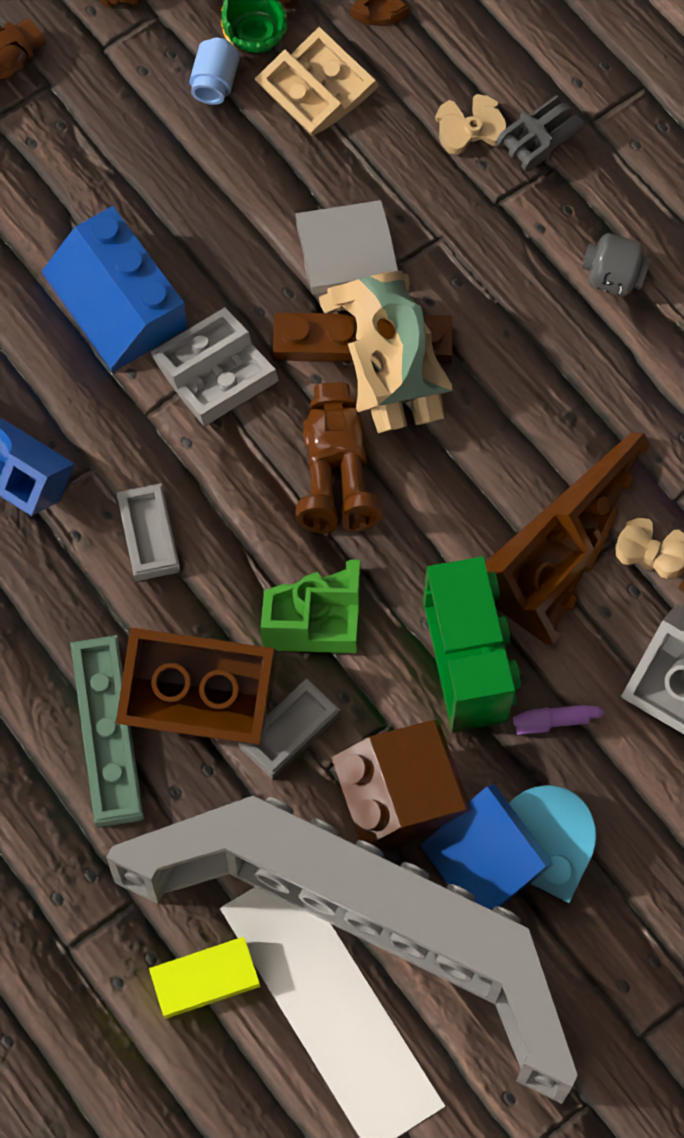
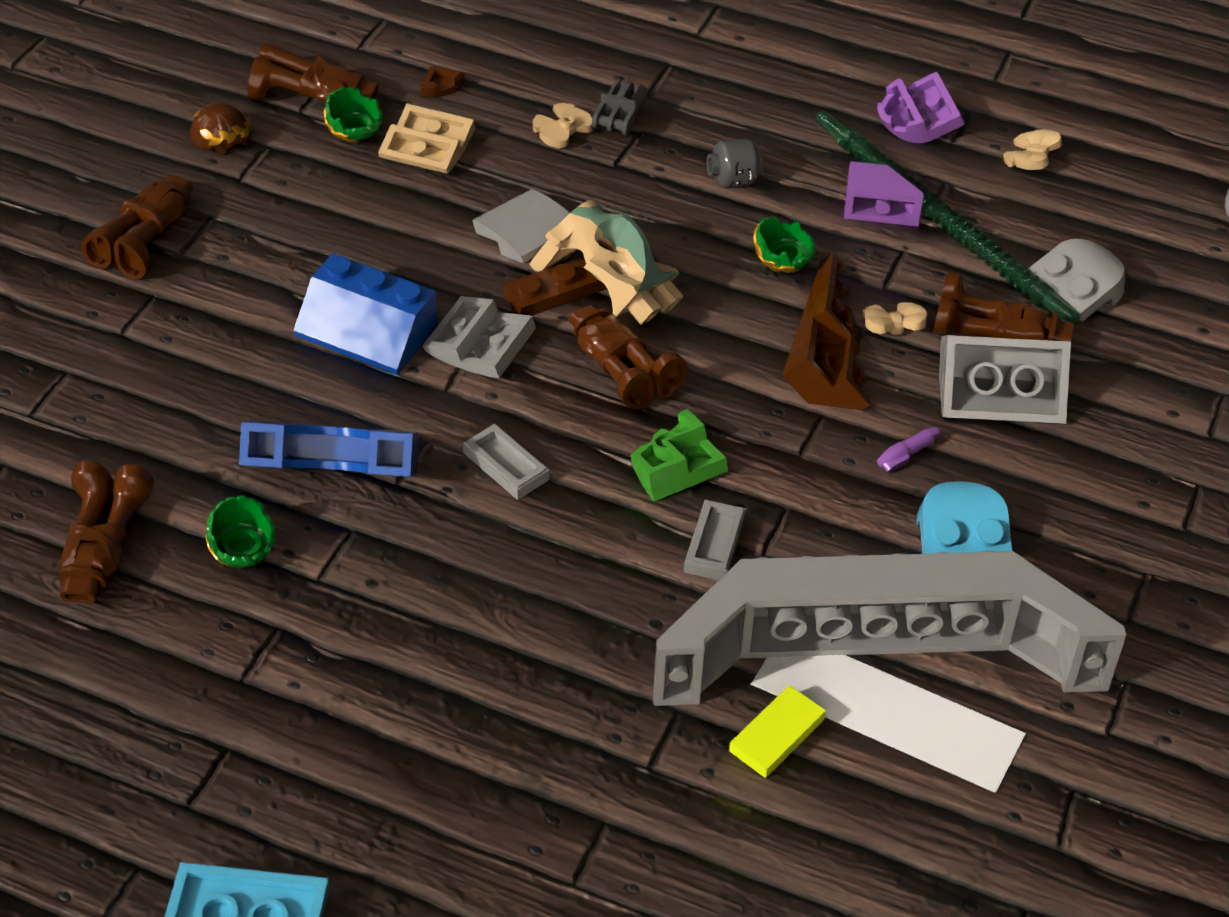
camera: 30 degrees left, 20 degrees down
(106, 744) = (572, 604): sand green tile -> none
(196, 686) = (627, 526): reddish brown slope -> none
(214, 71) = (344, 156): light blue brick -> none
(401, 784) = (836, 517): reddish brown slope -> none
(470, 643) = (816, 416): green piece -> none
(487, 851) = (933, 526): blue tile -> none
(592, 401) = (783, 245): none -> green hair

